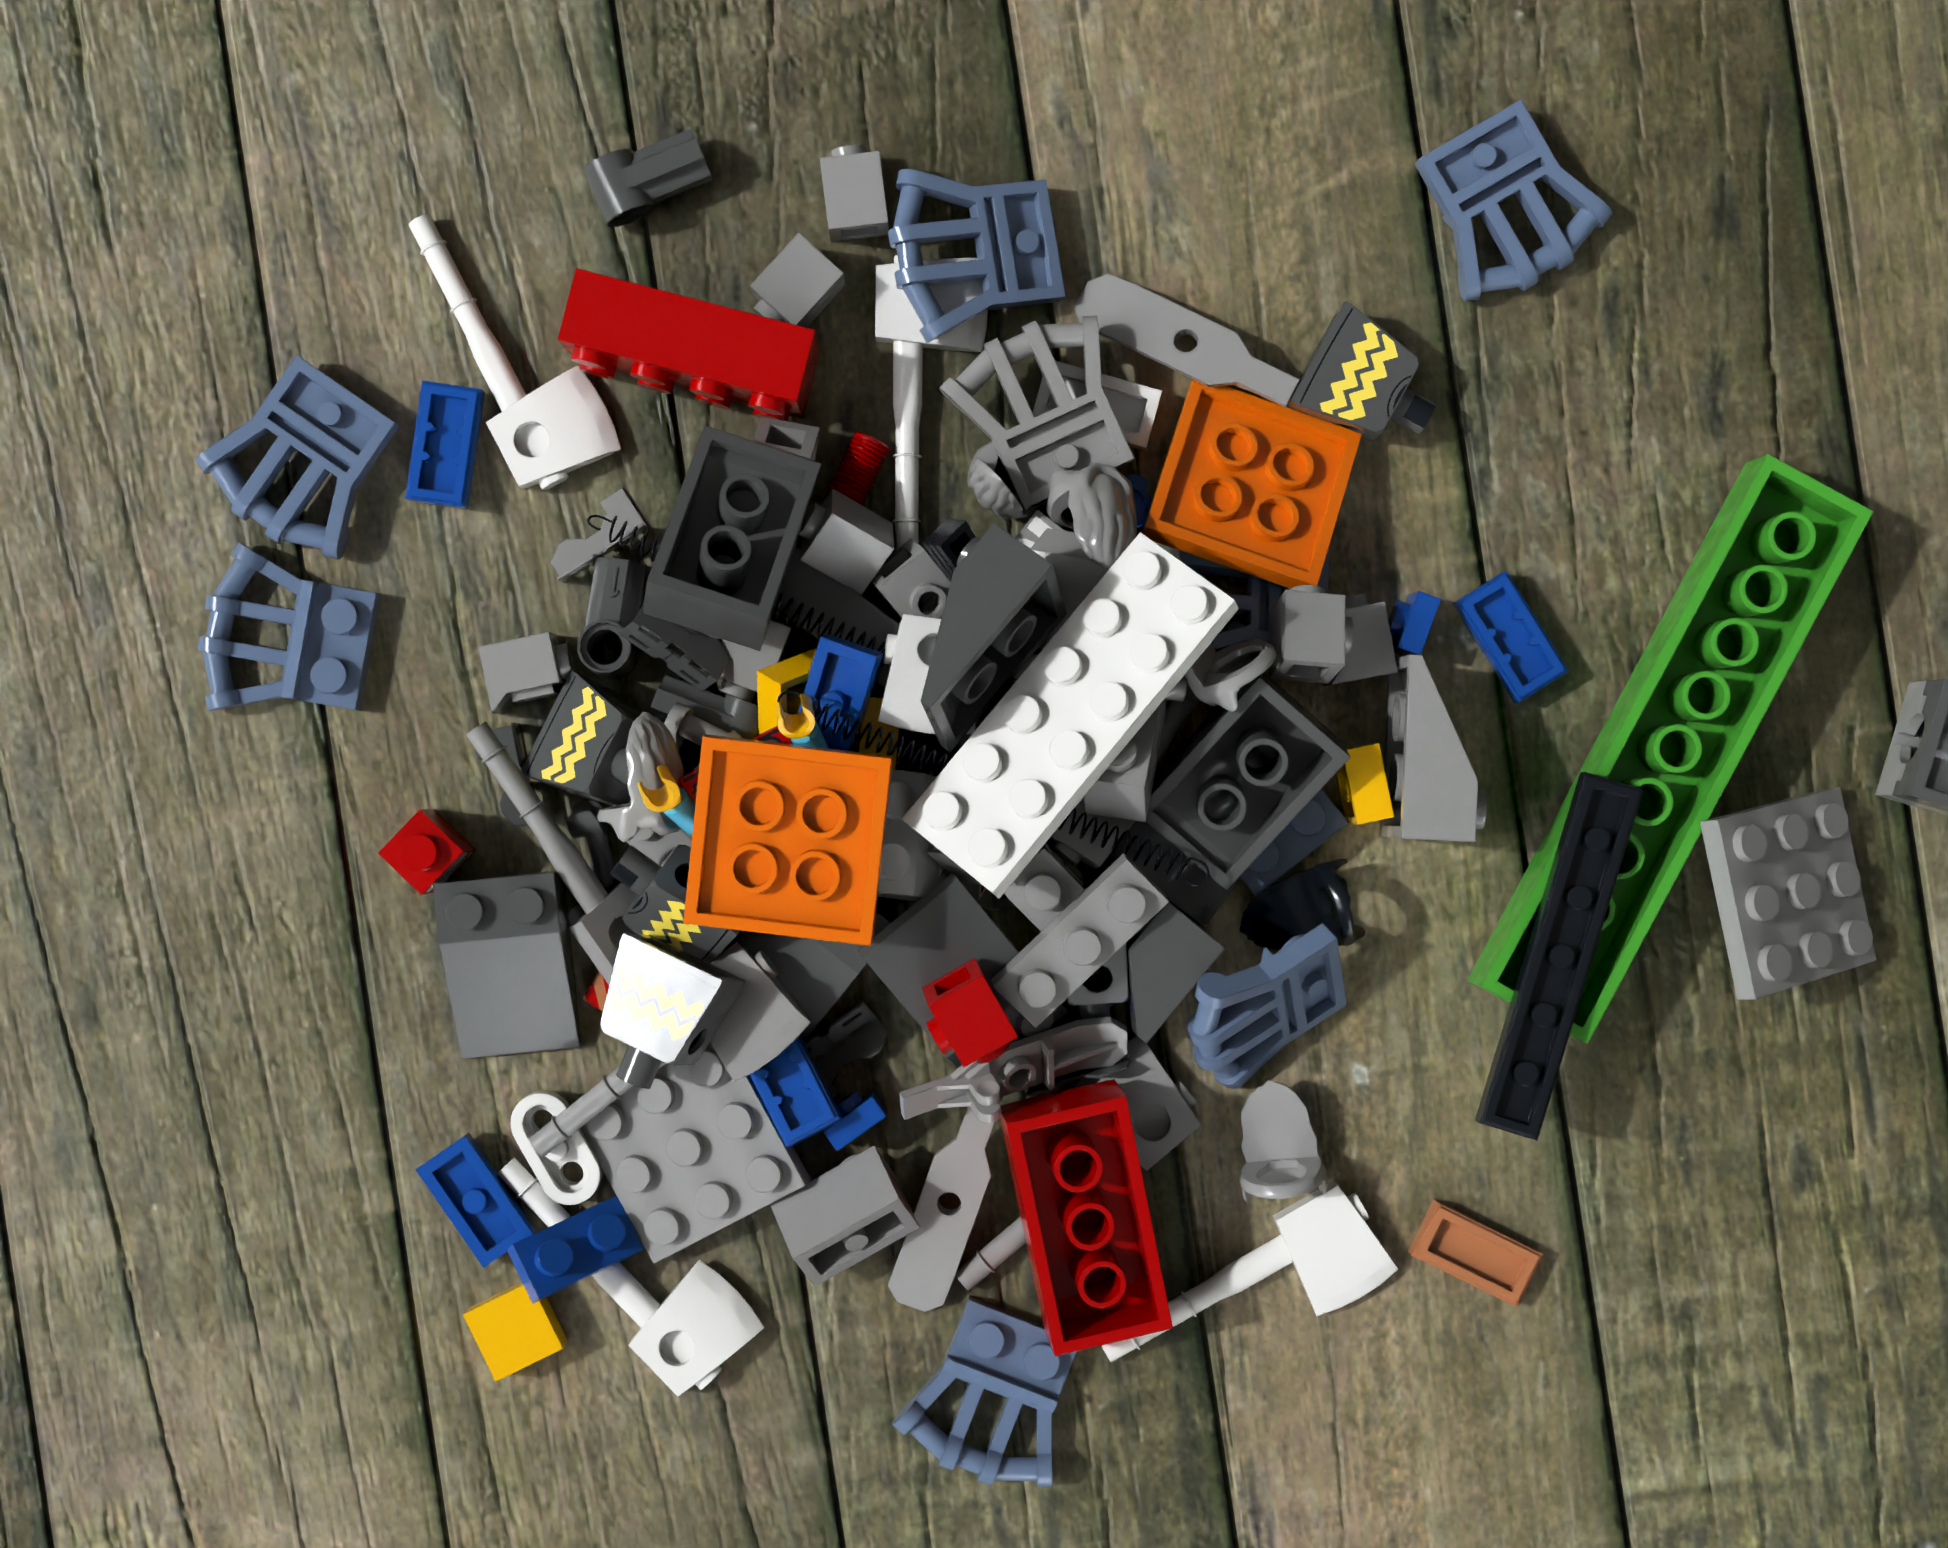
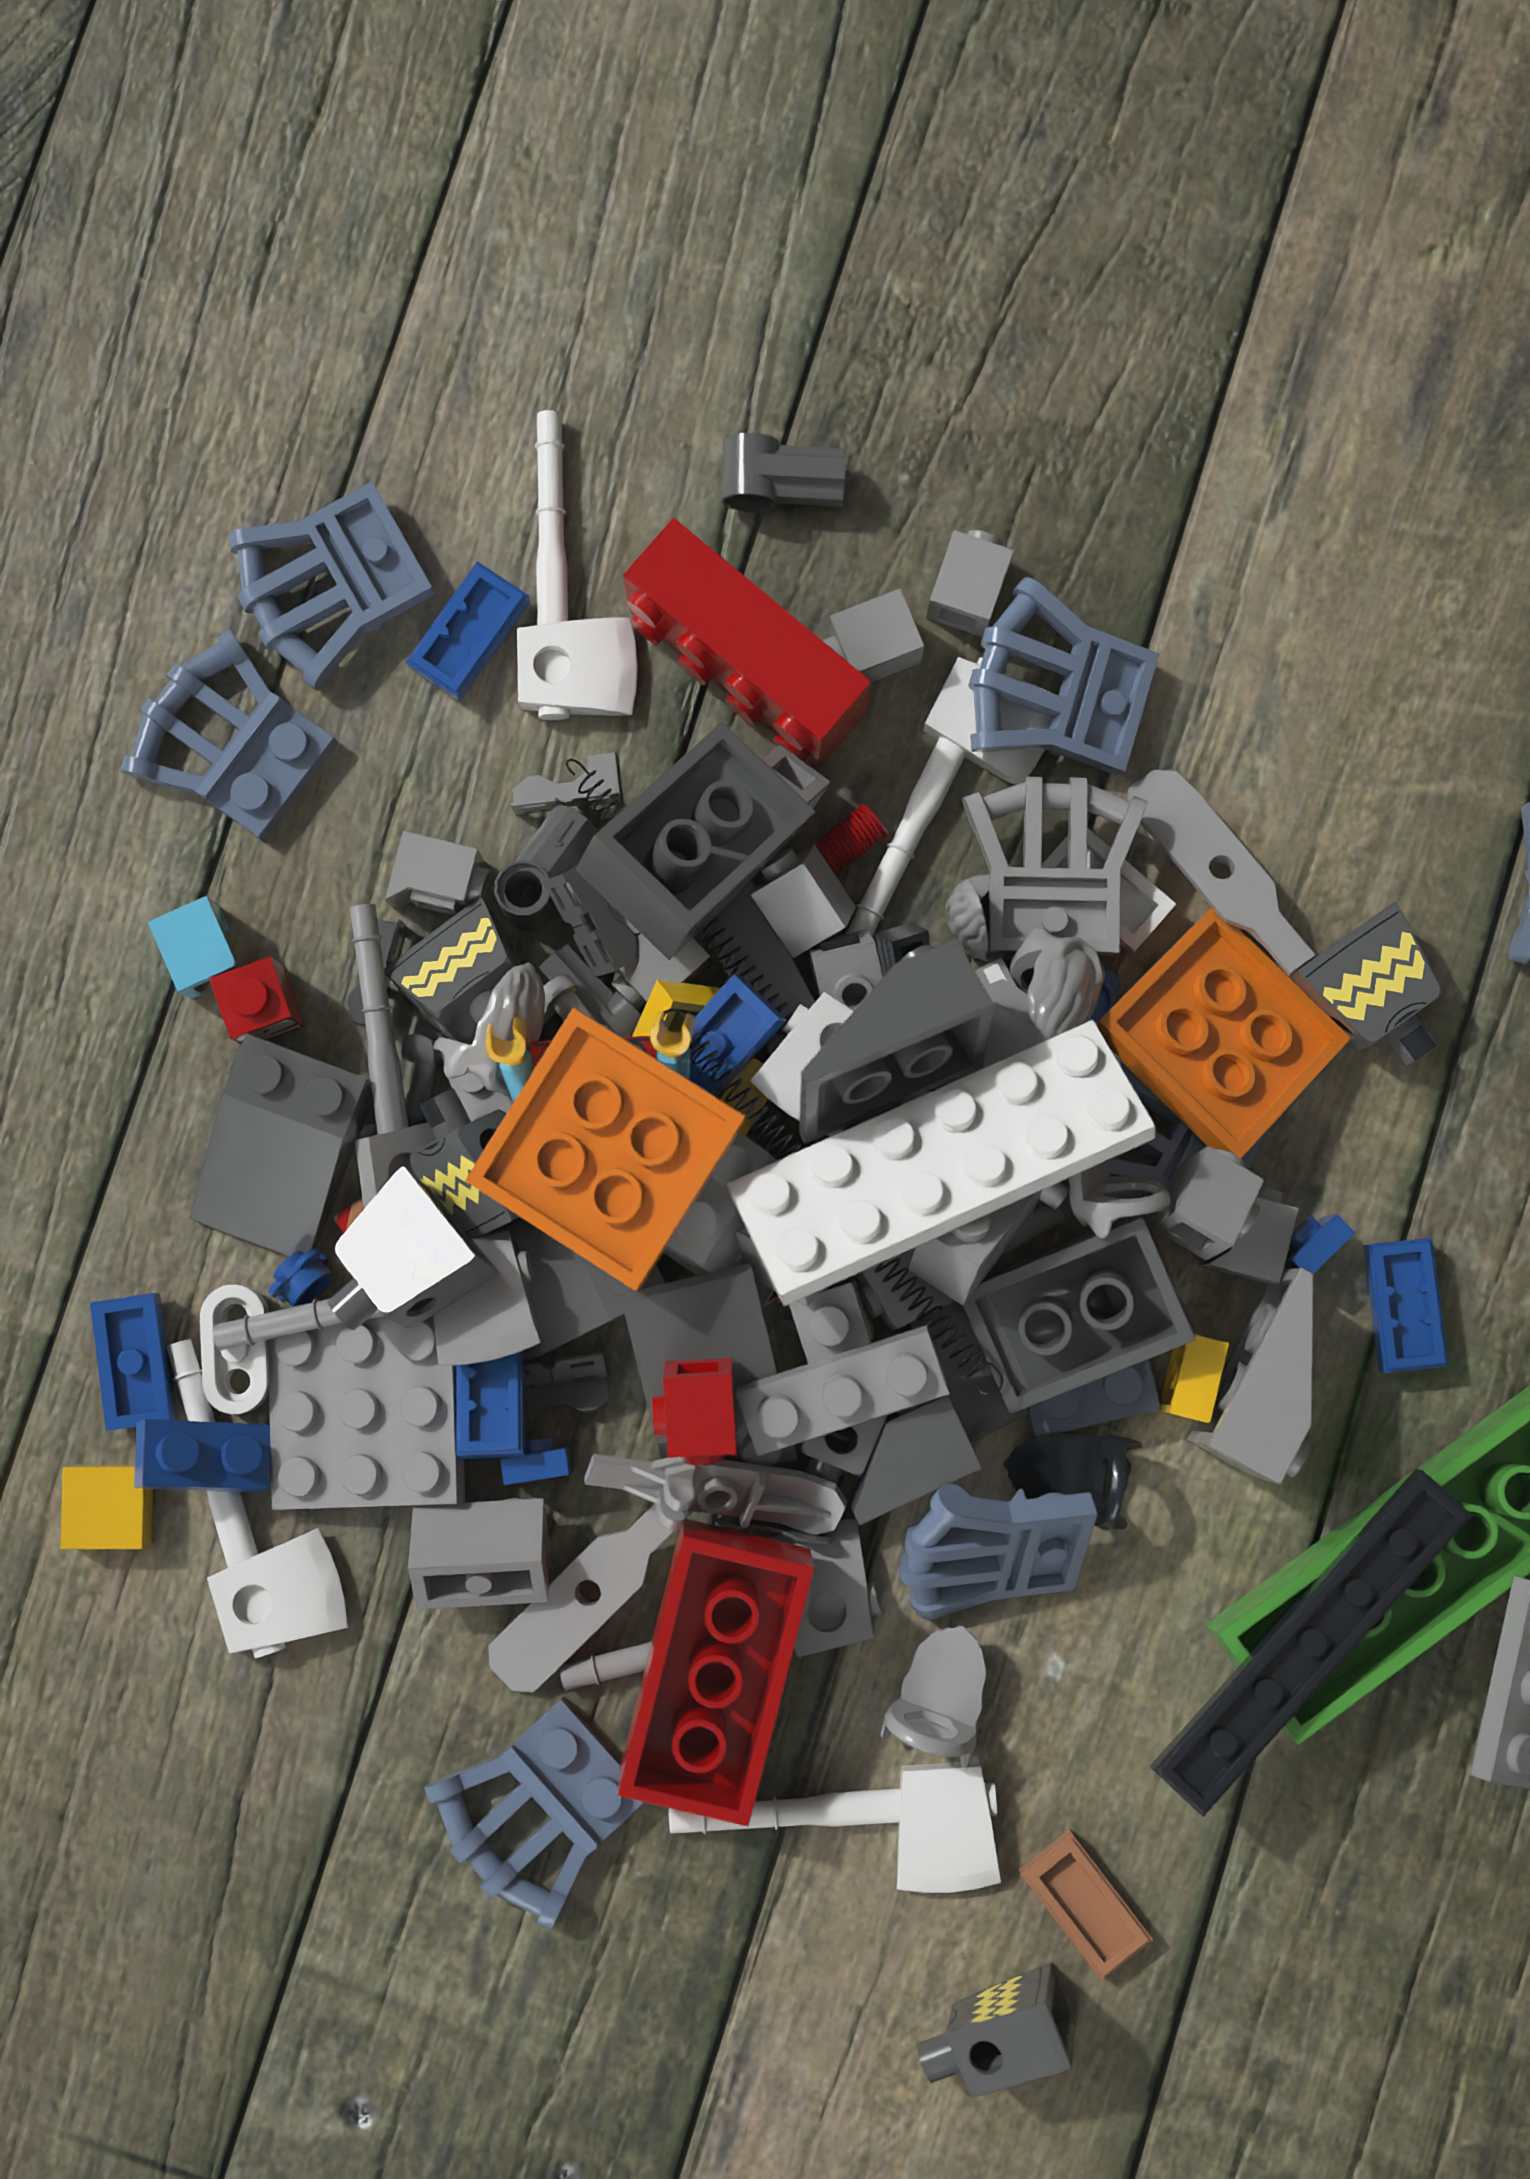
camera: 25 degrees right, 5 degrees down
(349, 829) = (194, 944): none -> medium azure panel
(581, 1063) = (301, 1278): none -> blue plate
(1459, 1388) = (1005, 2035): none -> dark grey torso

